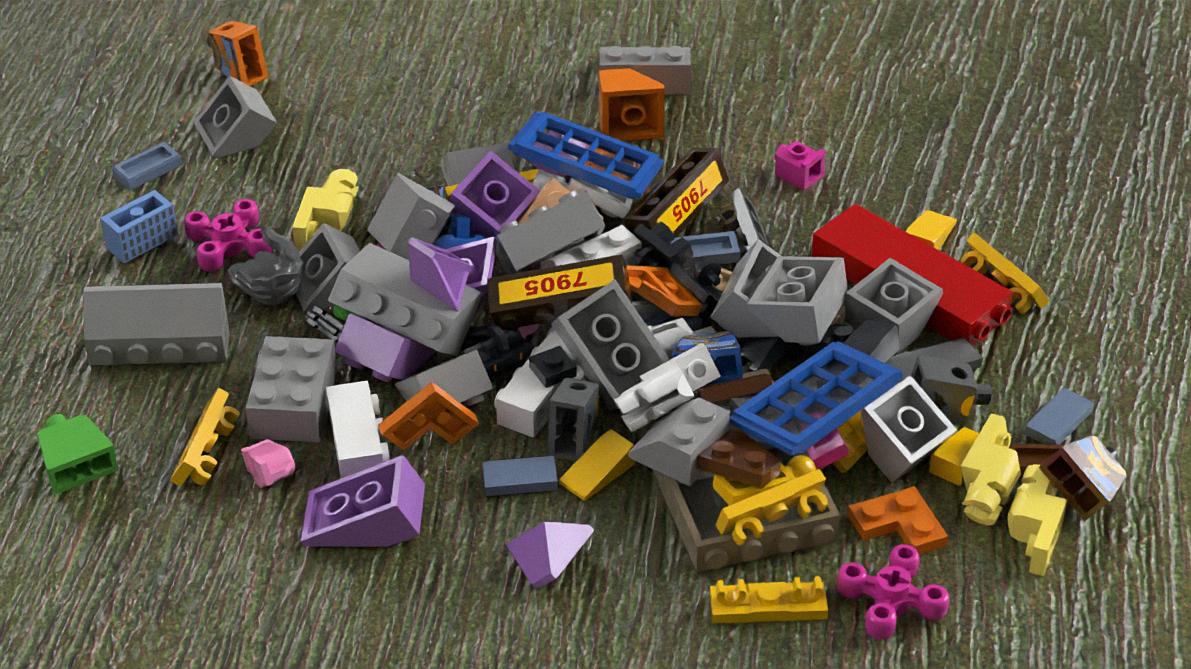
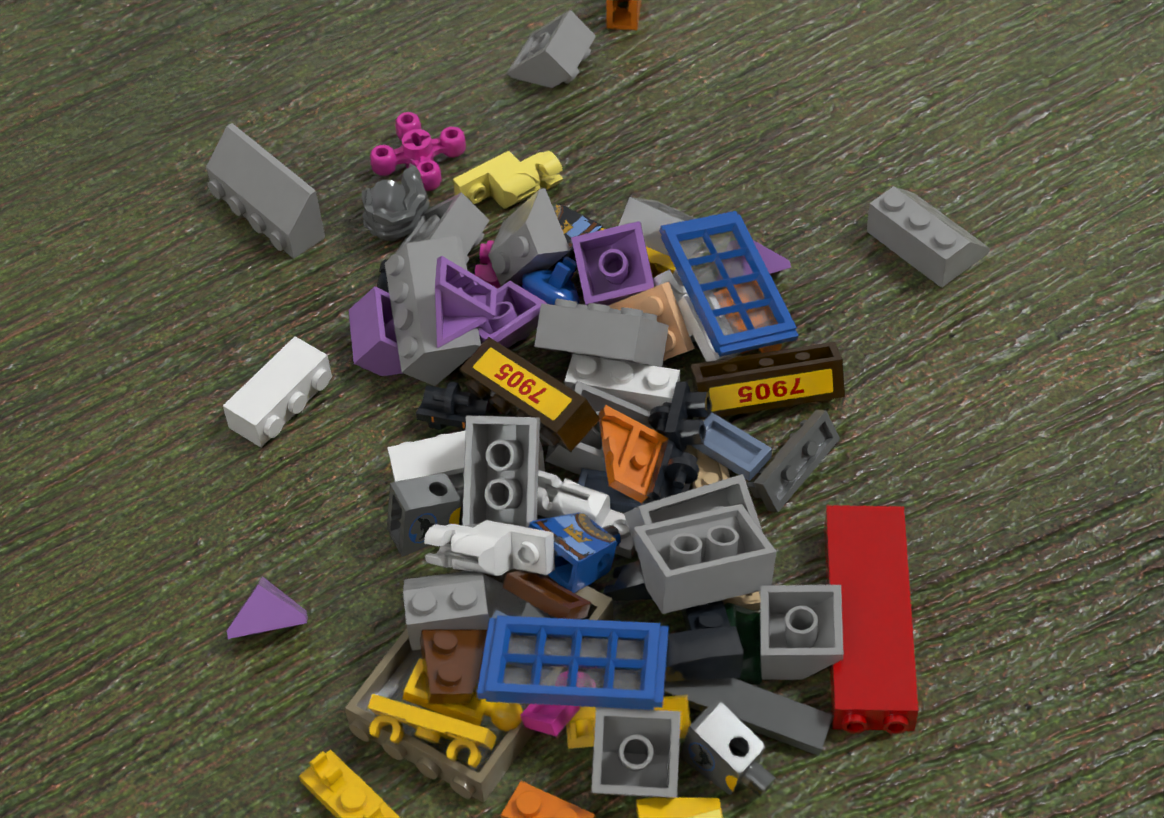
camera: 50 degrees right, 10 degrees up
(75, 452) = (99, 253): bright green torso -> none
(139, 226) = (363, 98): medium blue brick -> none
(147, 166) = (452, 49): sand blue tile -> none
(203, 439) = (185, 311): yellow plate -> none
(268, 462) = (192, 367): bright pink piece -> none
(290, 389) = (288, 306): light grey brick -> none
(366, 508) = (203, 463): medium lavender slope -> none
(428, 410) = (322, 416): orange plate -> none
(460, 377) = (381, 405): light grey slope -> none
(519, 476) = (339, 528): sand blue tile -> none
(552, 366) = (449, 455): black plate -> none
(598, 465) = (388, 570): yellow slope -> none
(630, 105) = (841, 259): orange slope -> none
(799, 164) = (928, 421): dark pink brick -> none
(932, 228) = (952, 587): yellow slope -> none
(1004, 273) = (956, 686): yellow plate -> none

